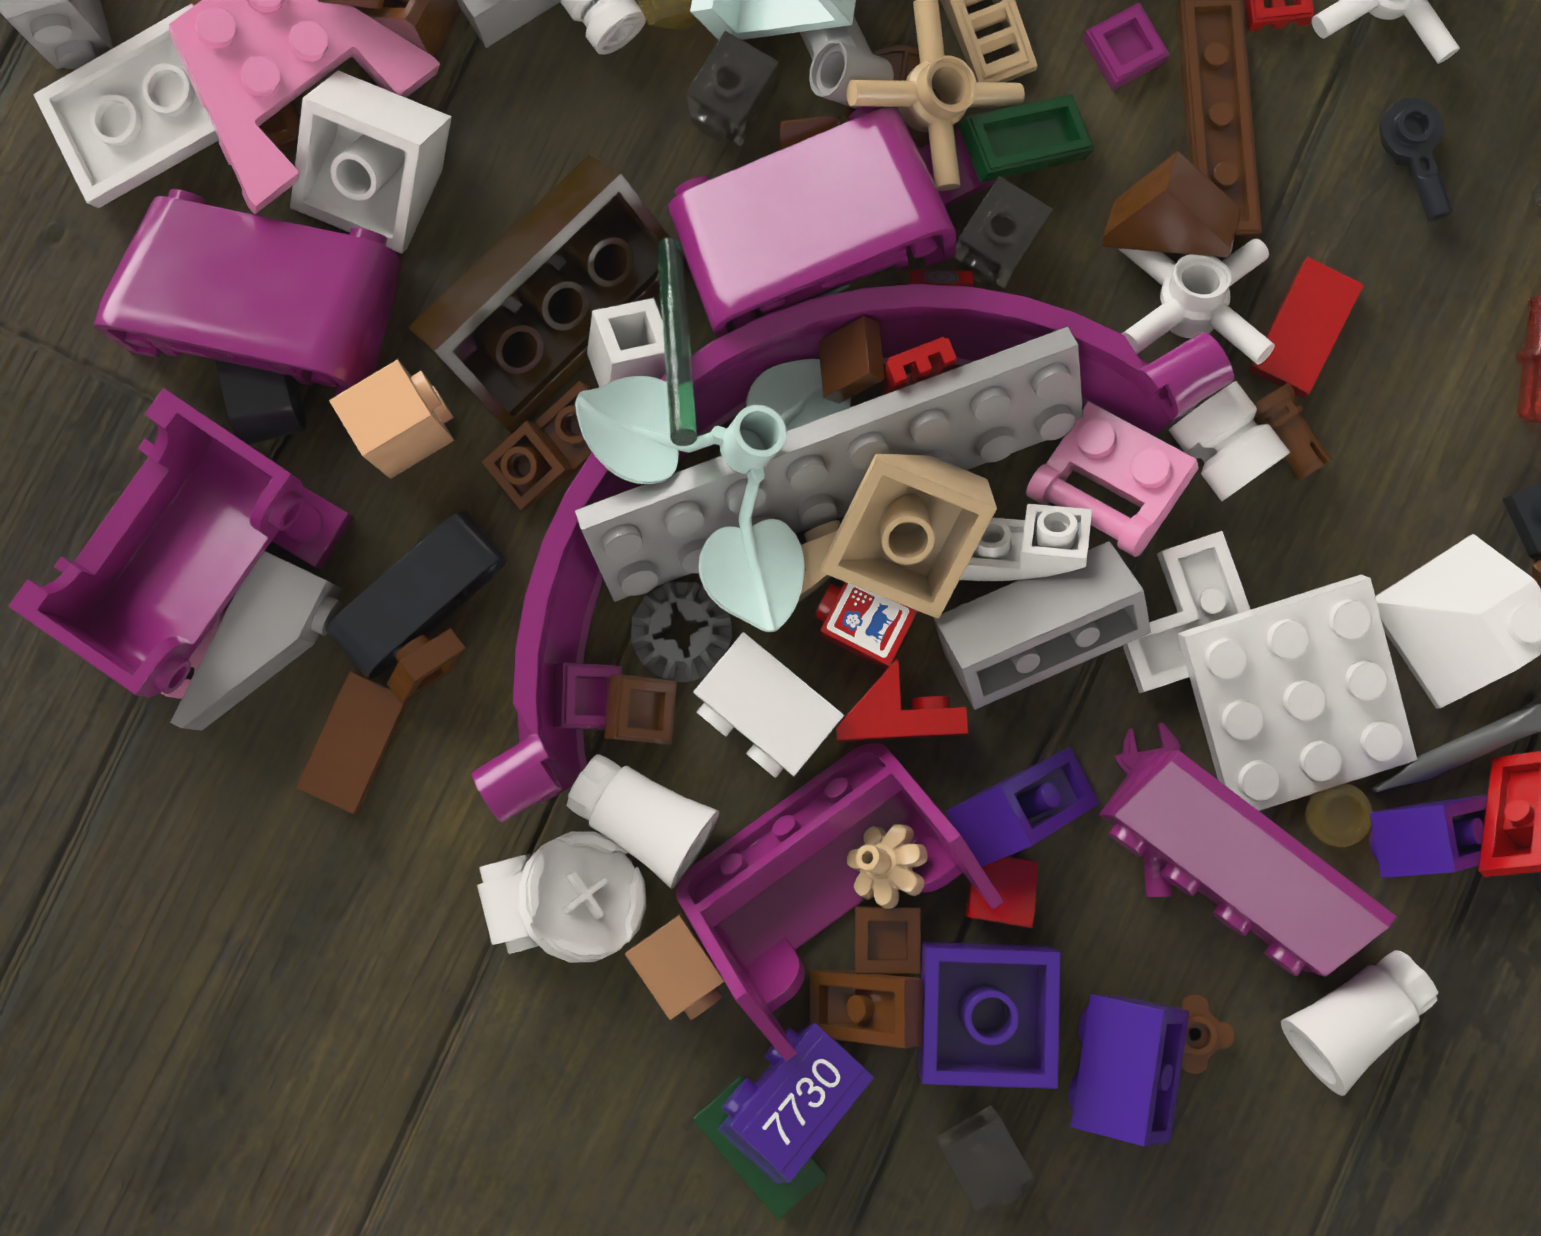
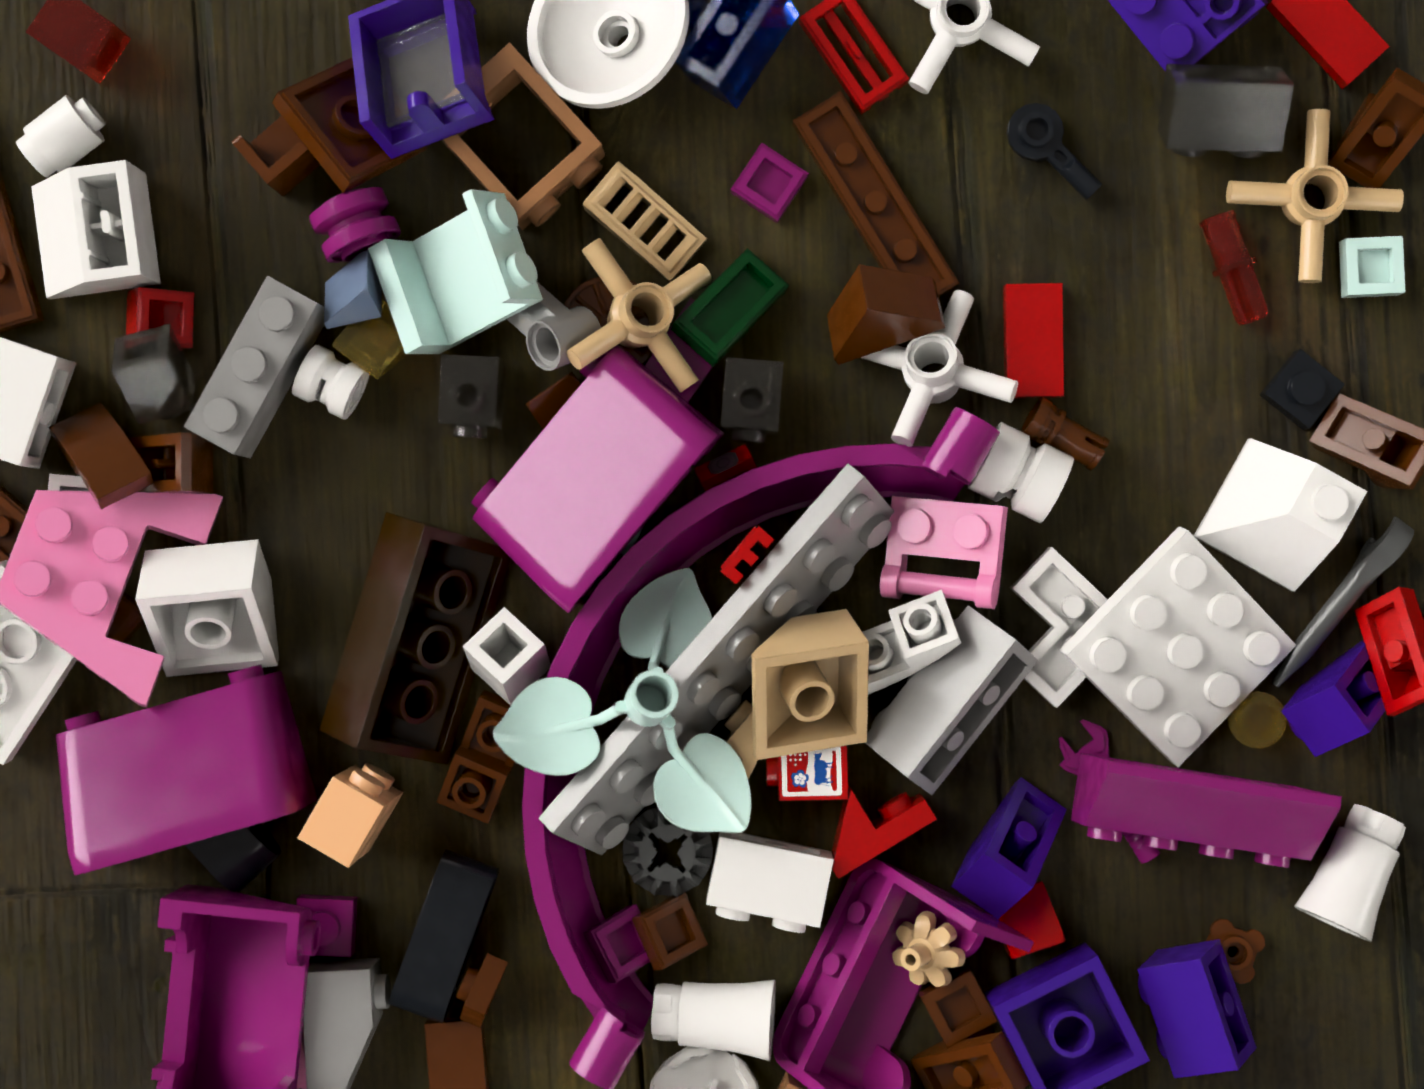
camera: 30 degrees left, 5 degrees up
(676, 343) = (544, 639): clear green bar -> none
(851, 360) = (688, 572): reddish brown tile -> none

